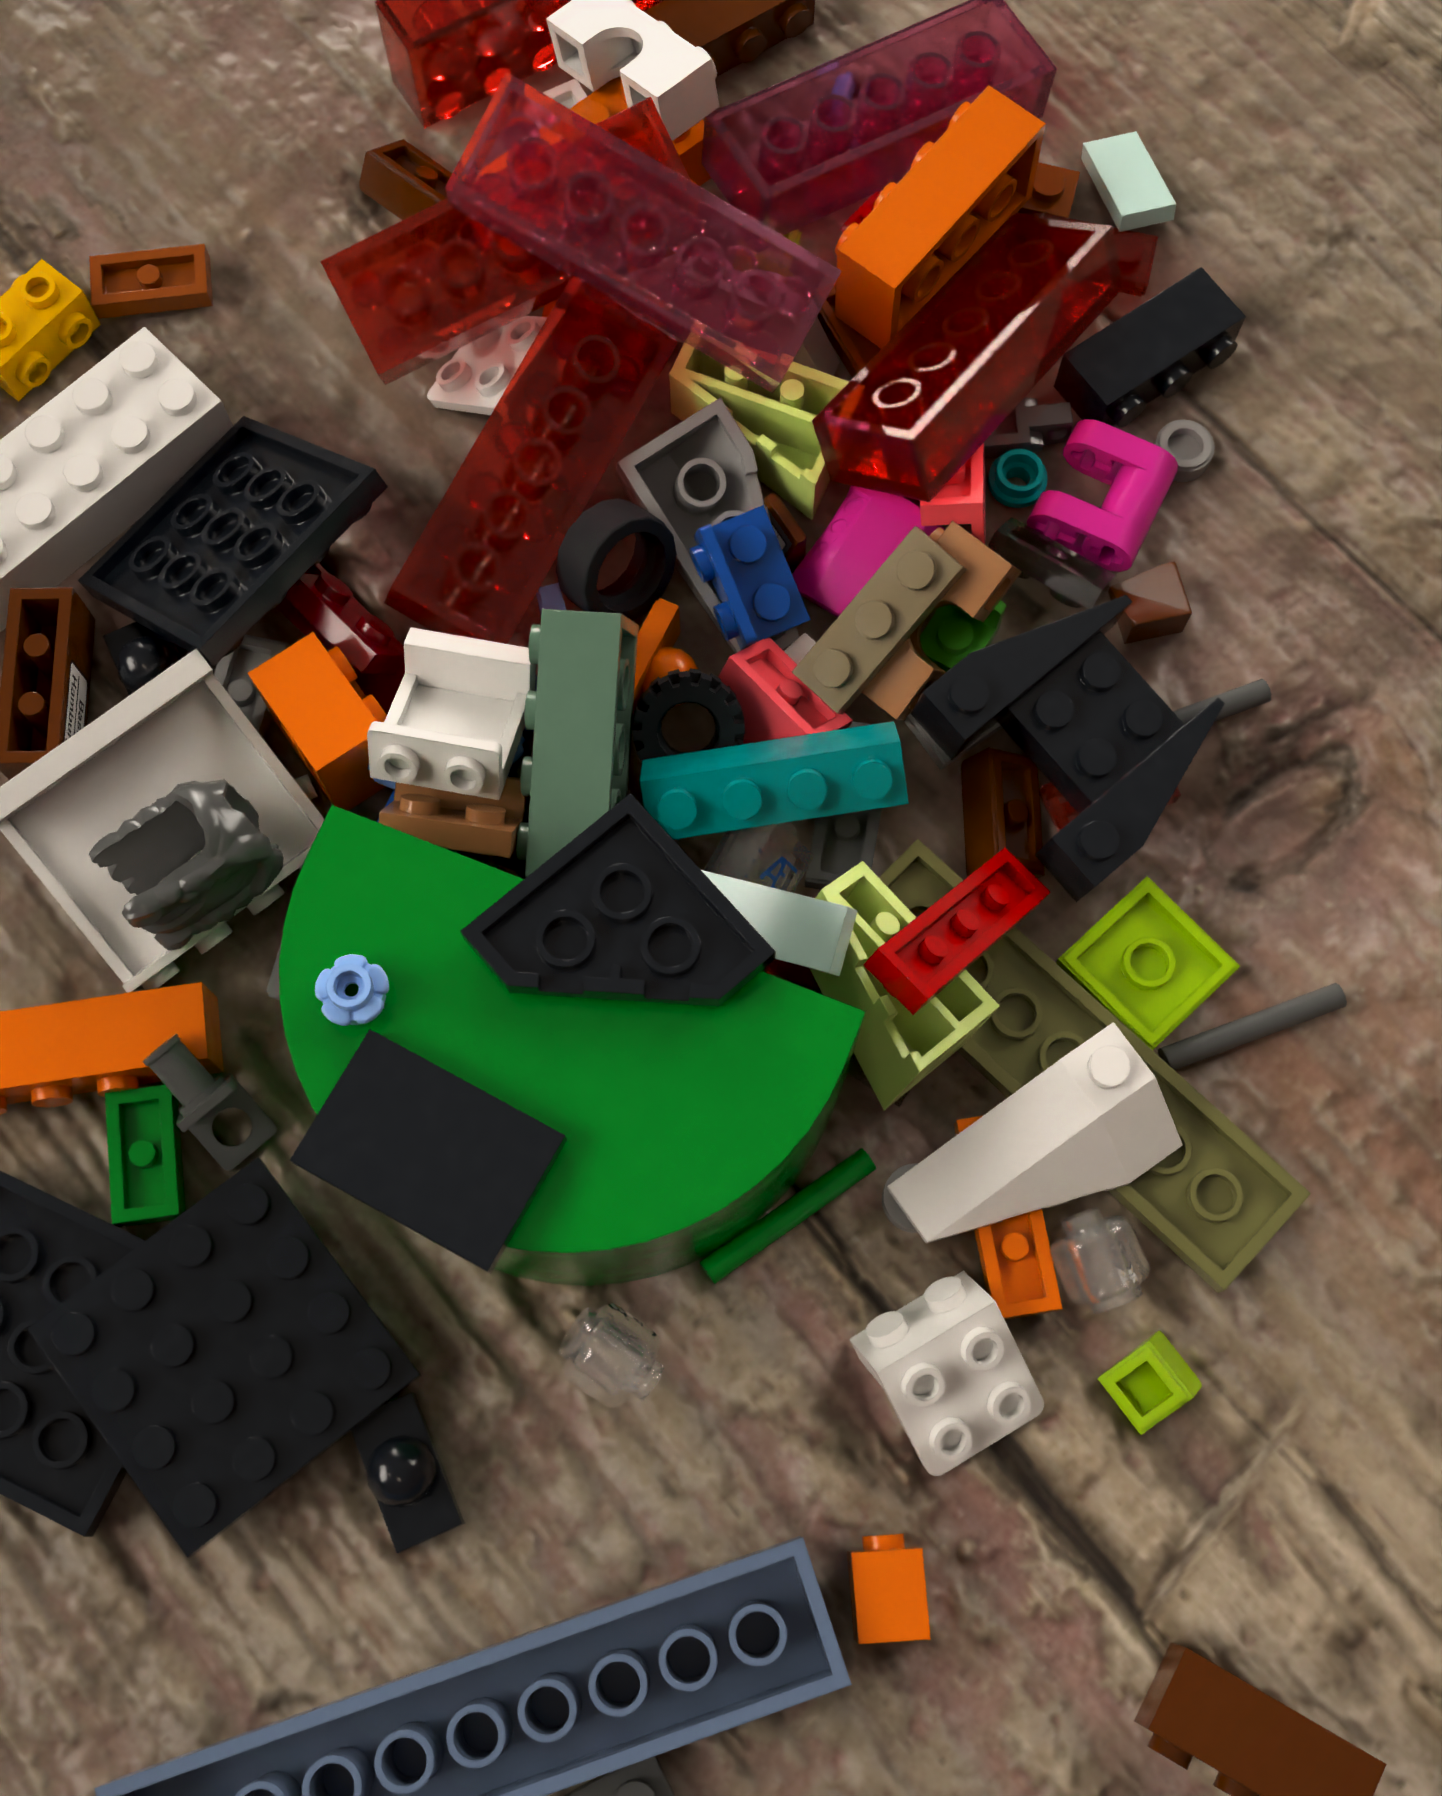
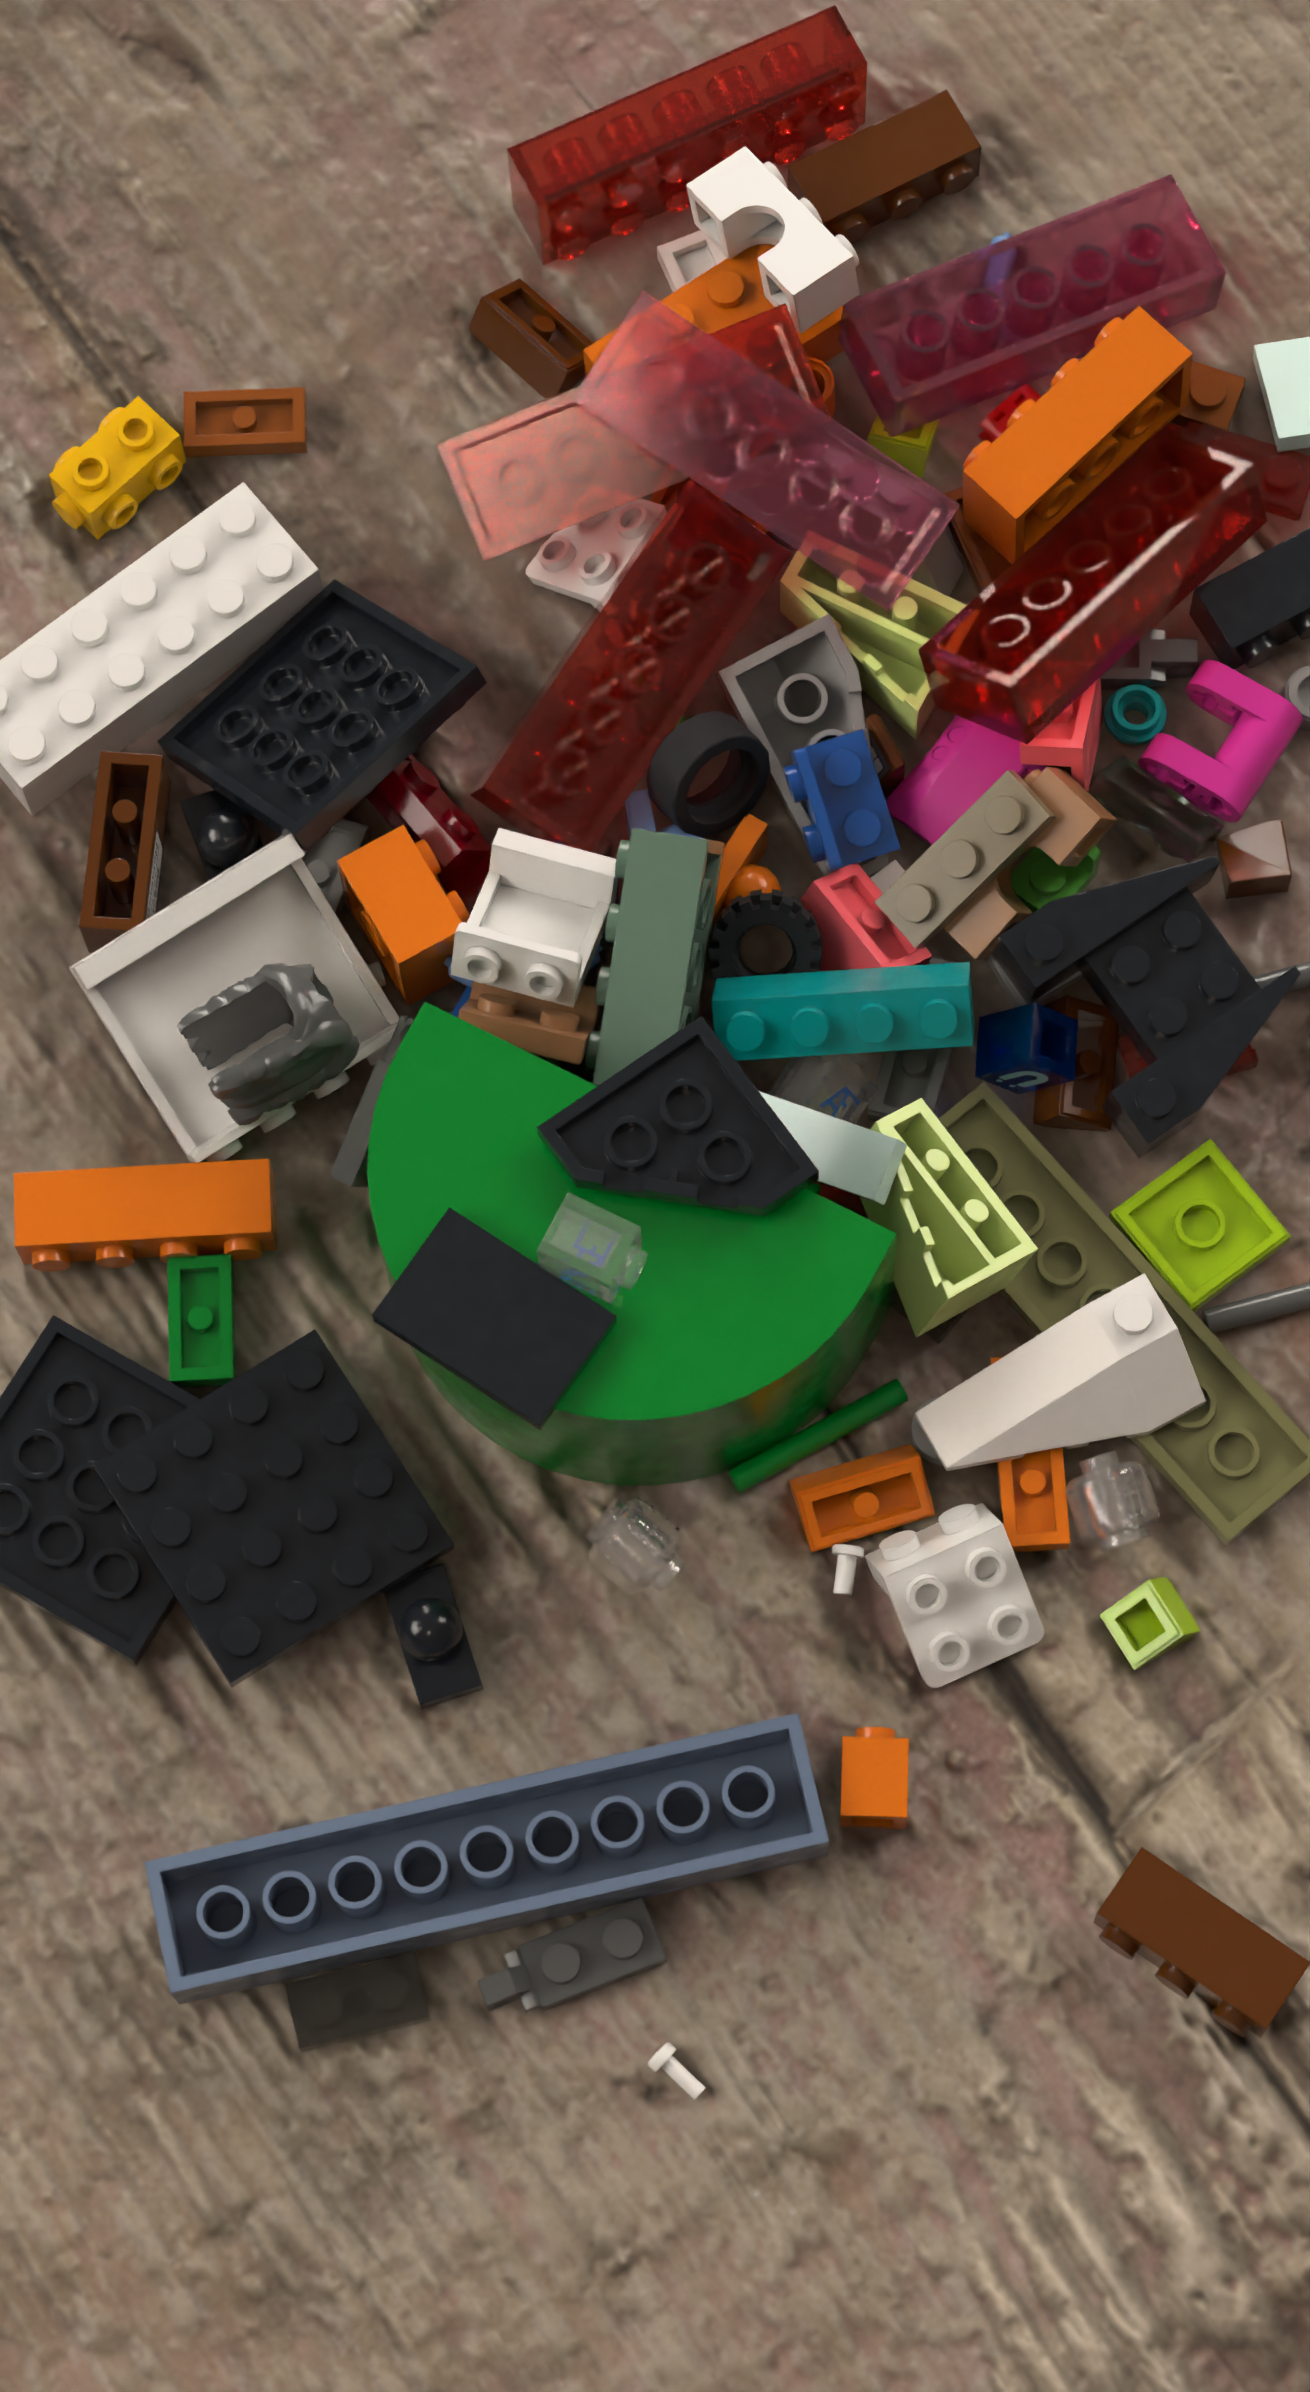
camera: 10 degrees right, 0 degrees up
(205, 1098) = (265, 1270): dark grey bracket -> none
(355, 1009) = (440, 1188): light blue plate -> none
(531, 1062) = (592, 1249): none -> clear brick
(831, 1354) = (846, 1567): none -> white piece
(840, 1275) = (862, 1497): none -> orange slope
(956, 802) = (1026, 1048): none -> clear blue brick
(956, 930) = (1006, 1170): red plate -> none

